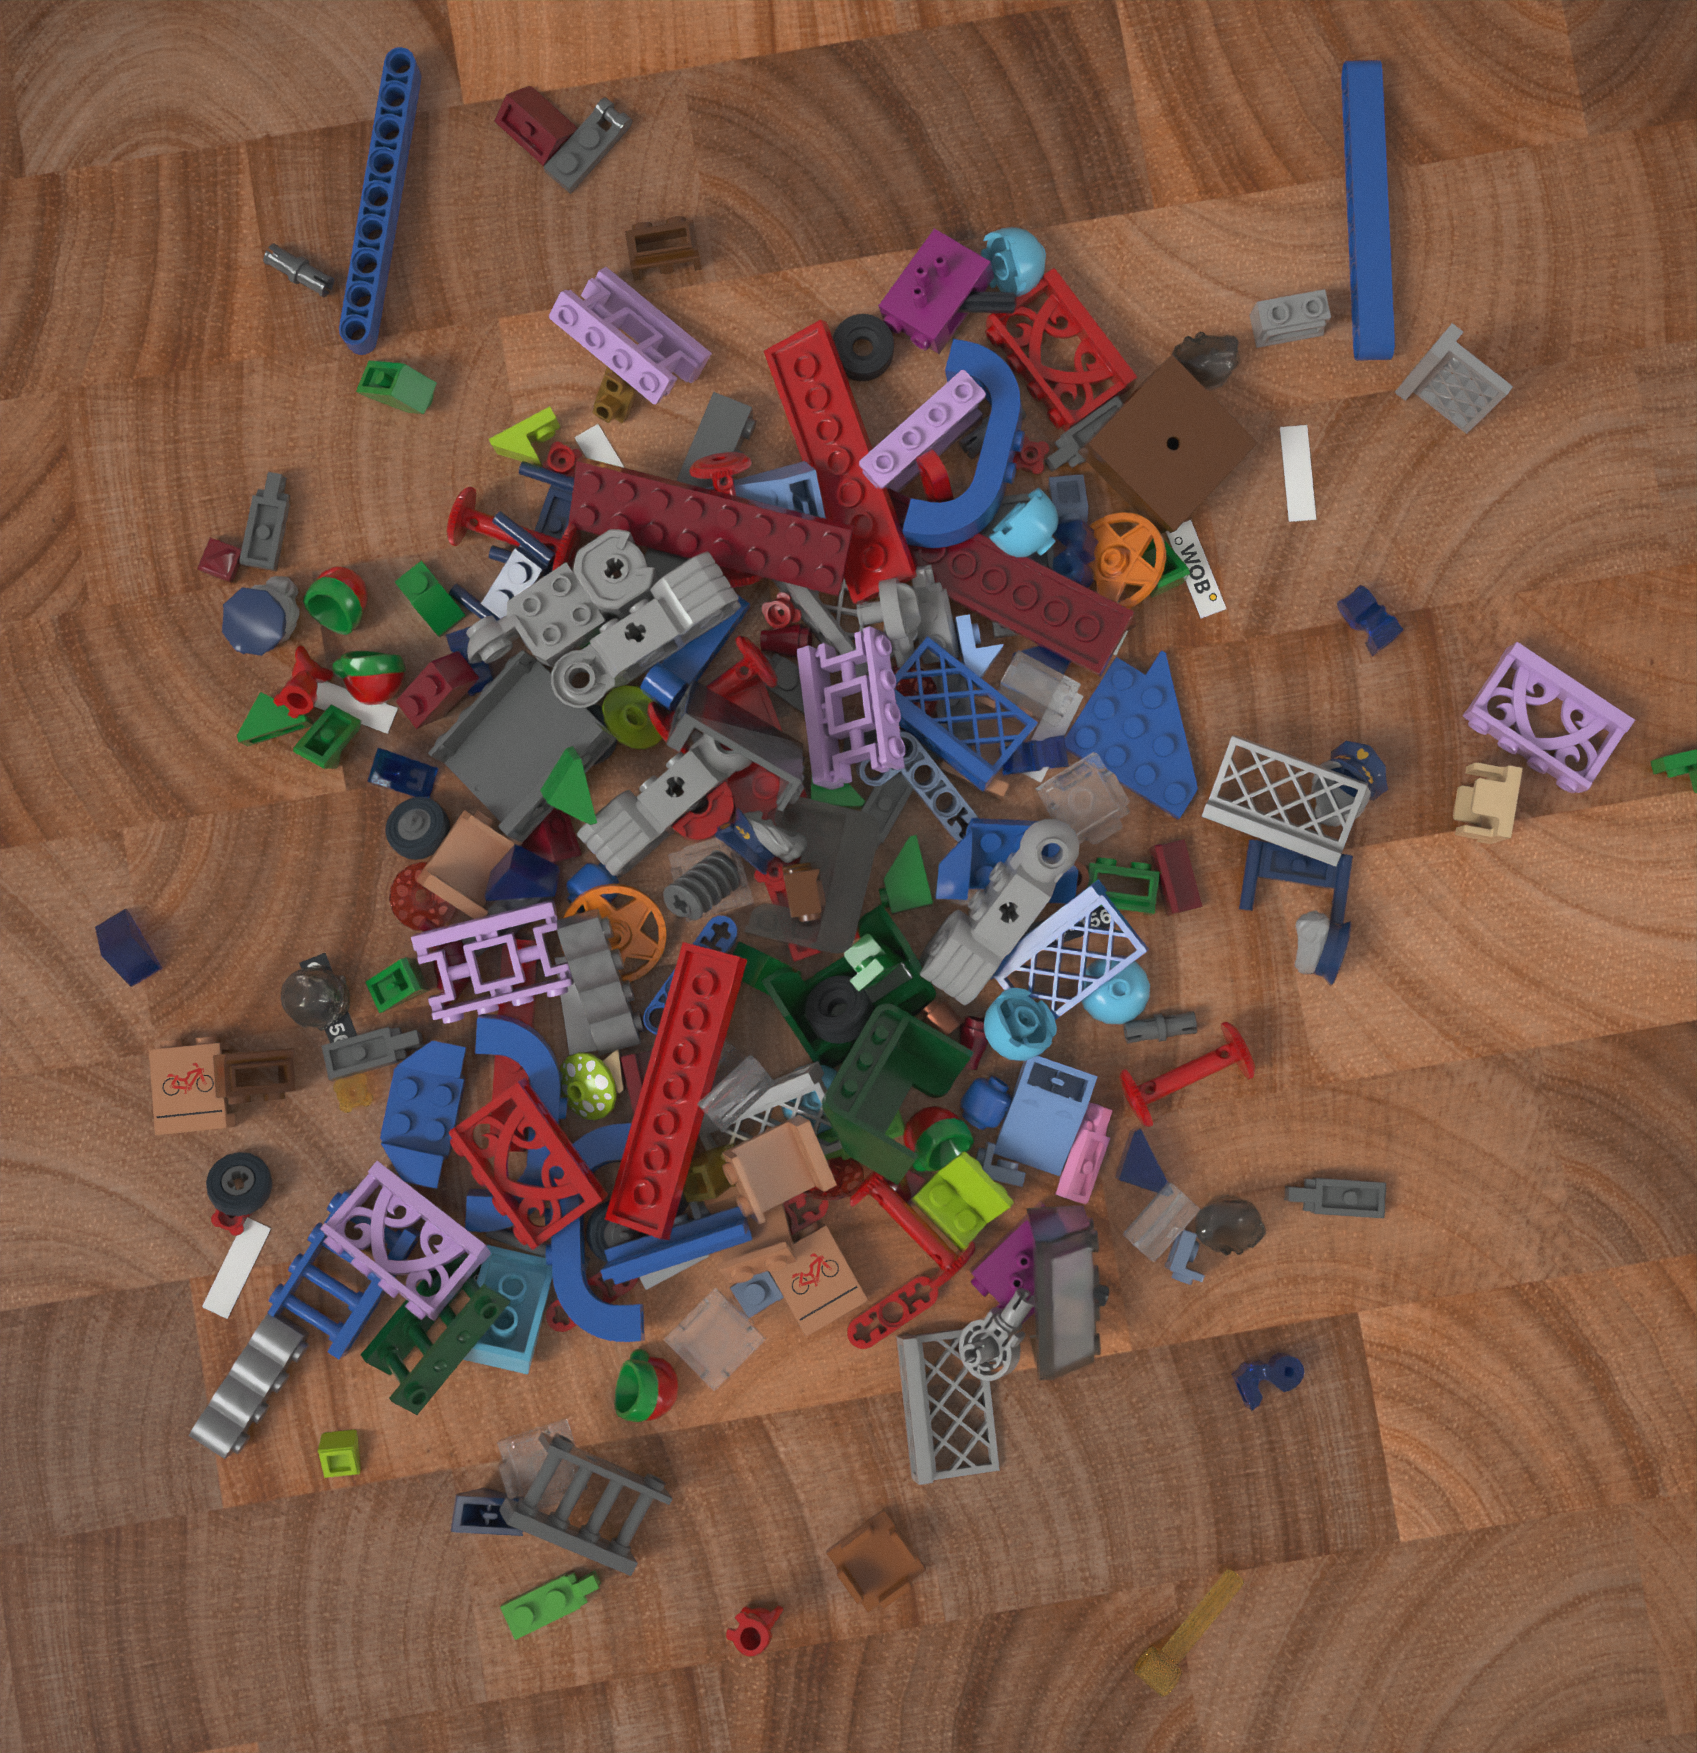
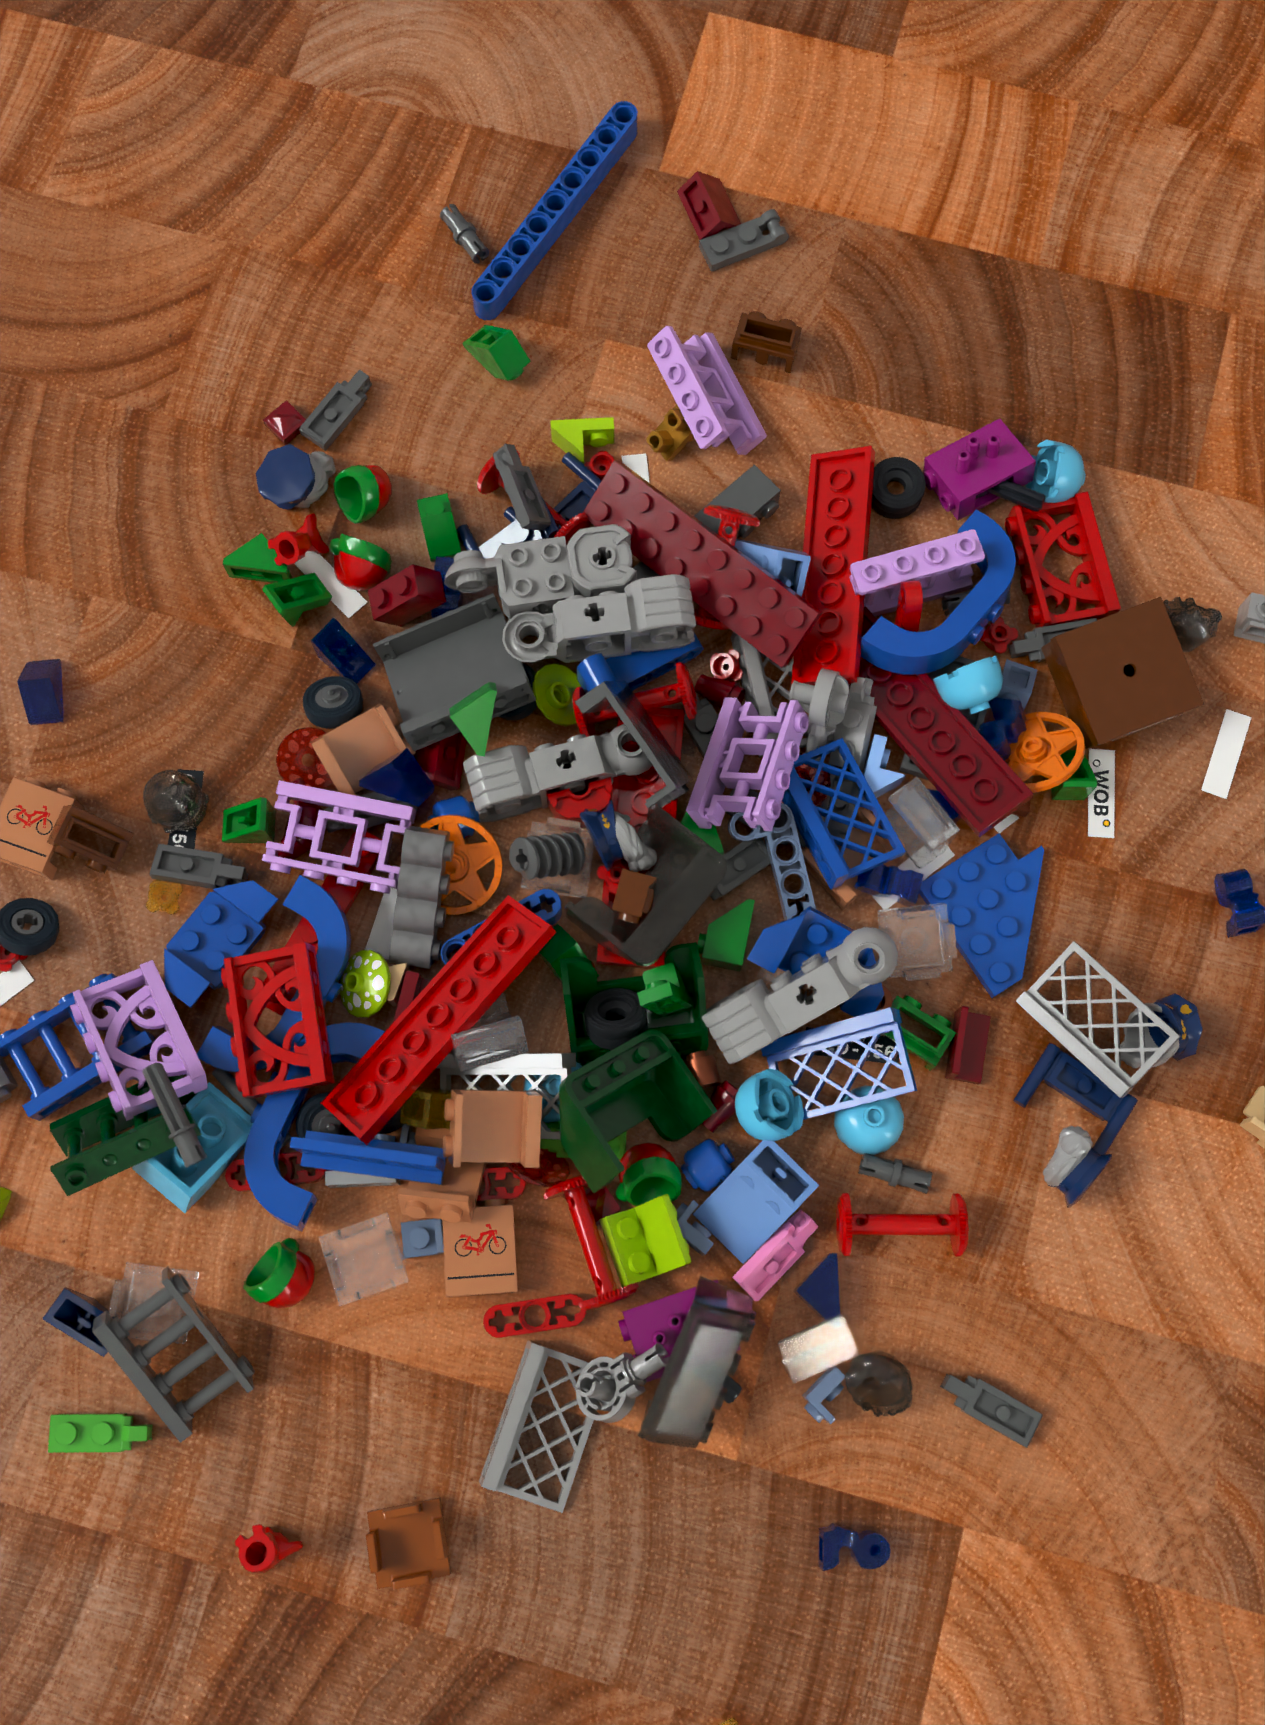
camera: 25 degrees right, 10 degrees down
(481, 1300) = (181, 1130): none -> dark grey axle
(498, 531) = (521, 489): none -> dark grey hinge

